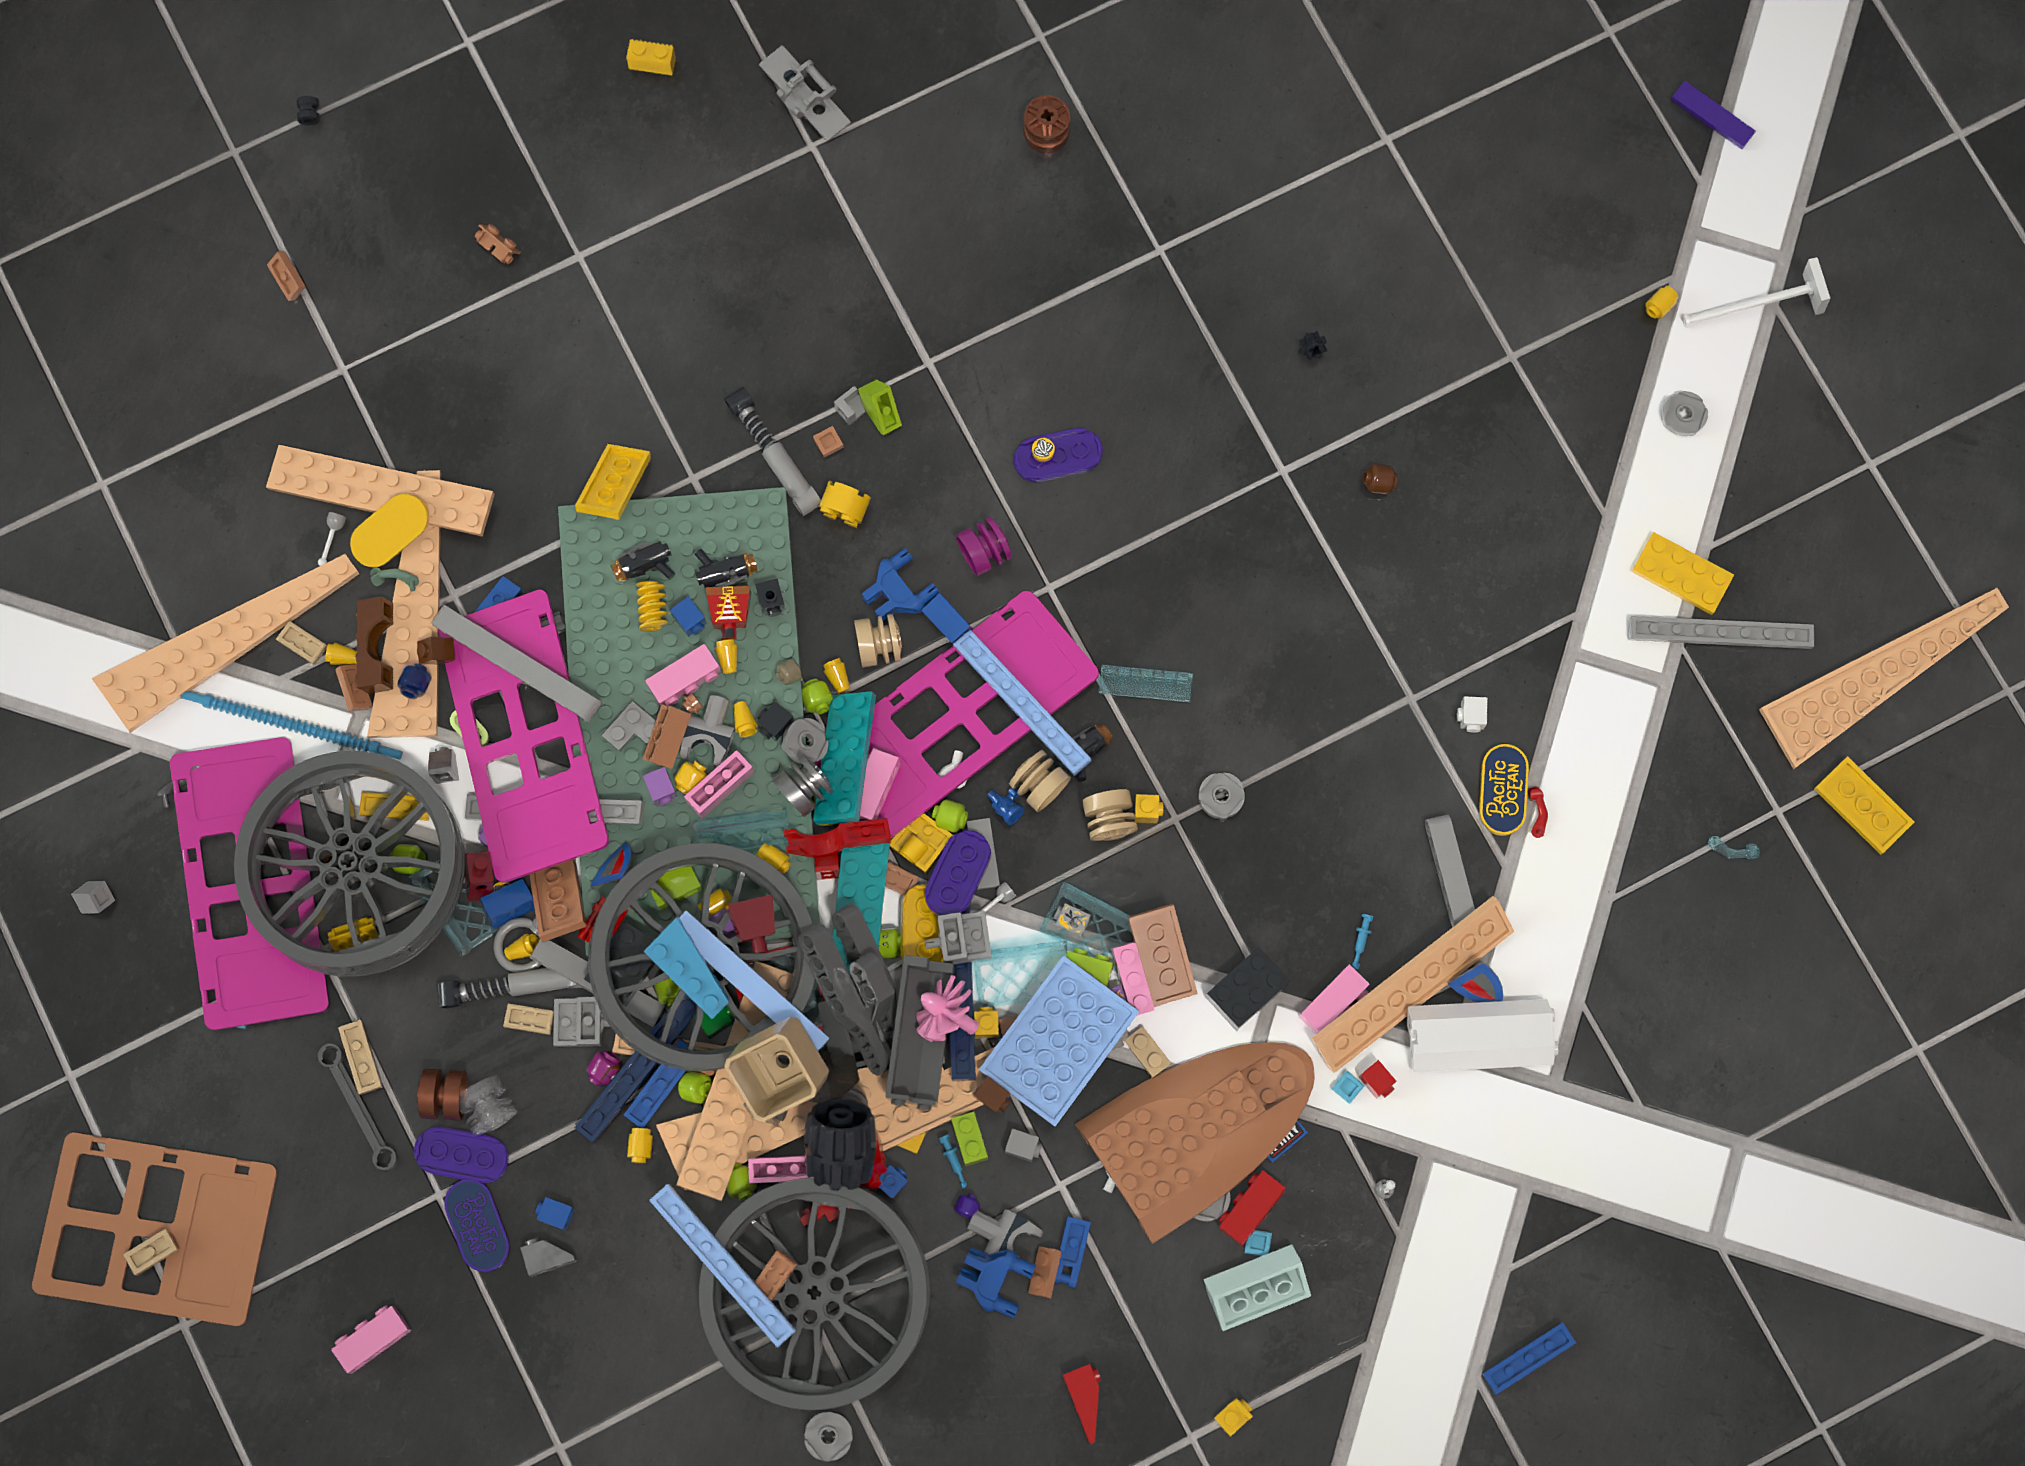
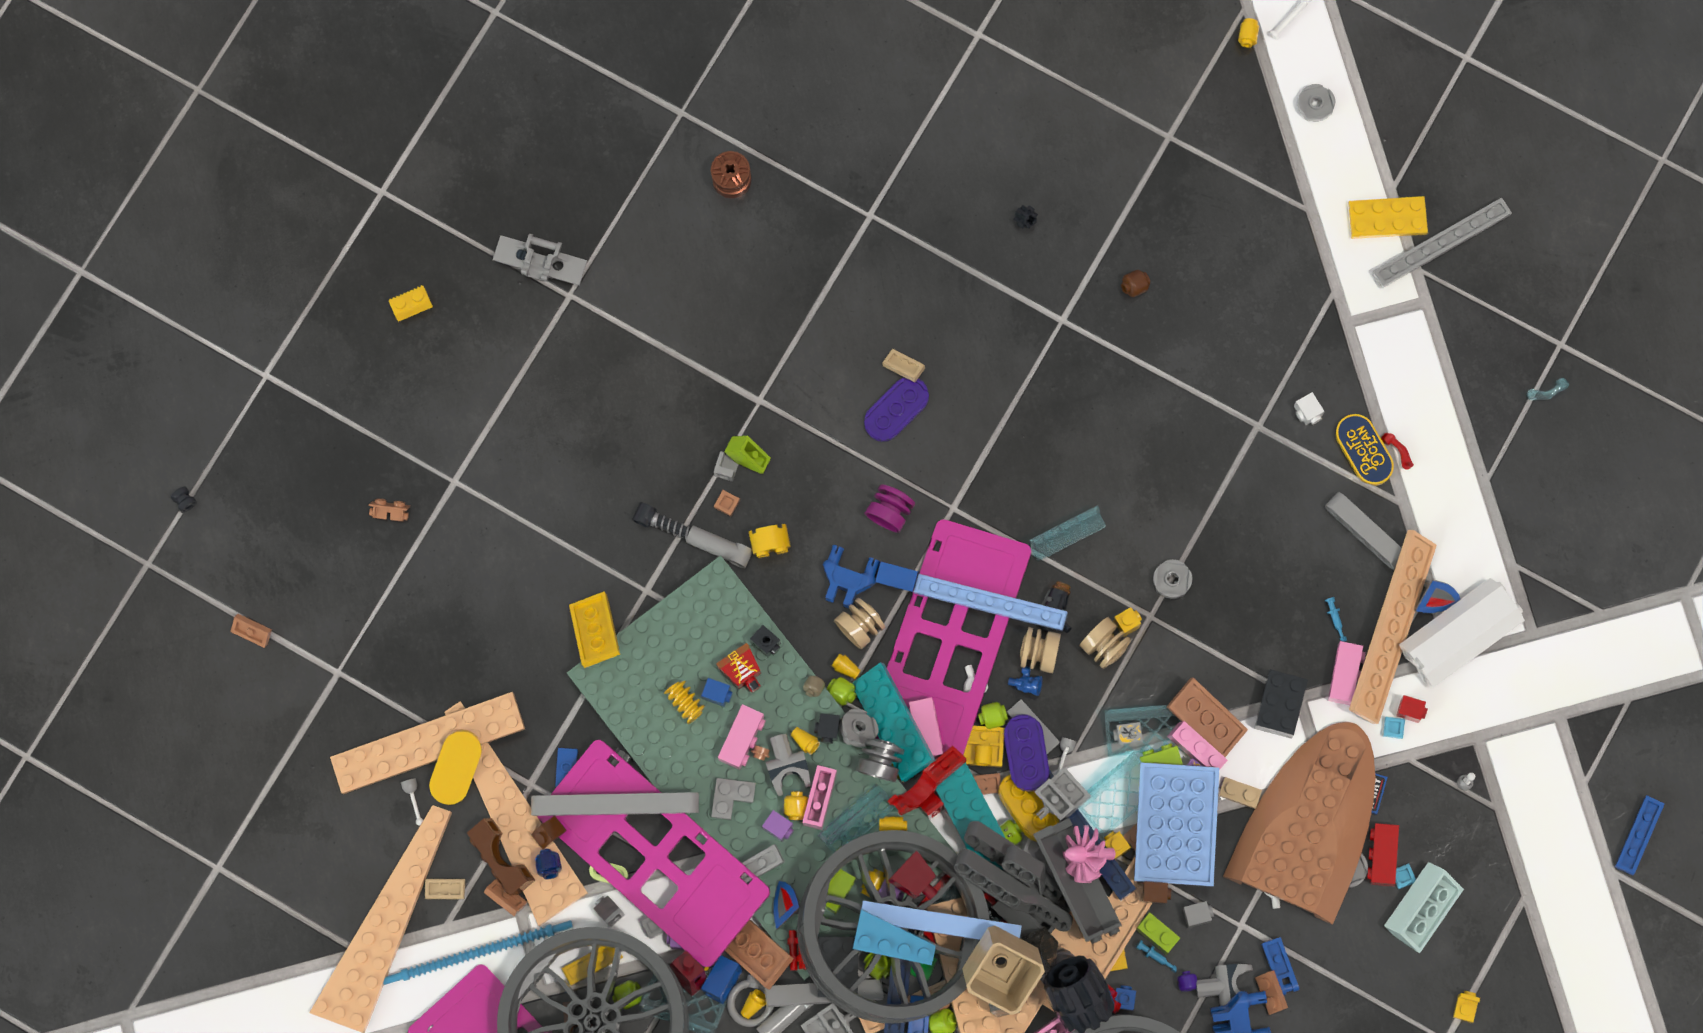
camera: 25 degrees left, 0 degrees up
(340, 655) = (479, 879): yellow cone -> none
(378, 577) = (468, 806): sand green piece -> none
(642, 559) = (655, 673): black piece -> none
(666, 736) = (759, 787): nougat piece -> none
(724, 572) = (721, 644): black piece -> none
(727, 655) = (762, 702): yellow cone -> none
(1043, 449) = (884, 412): tile -> none
(1093, 416) = (903, 365): none -> tan plate
(1830, 705) = (1551, 243): light nougat wing -> none
(1864, 805) = (1617, 303): yellow plate -> none

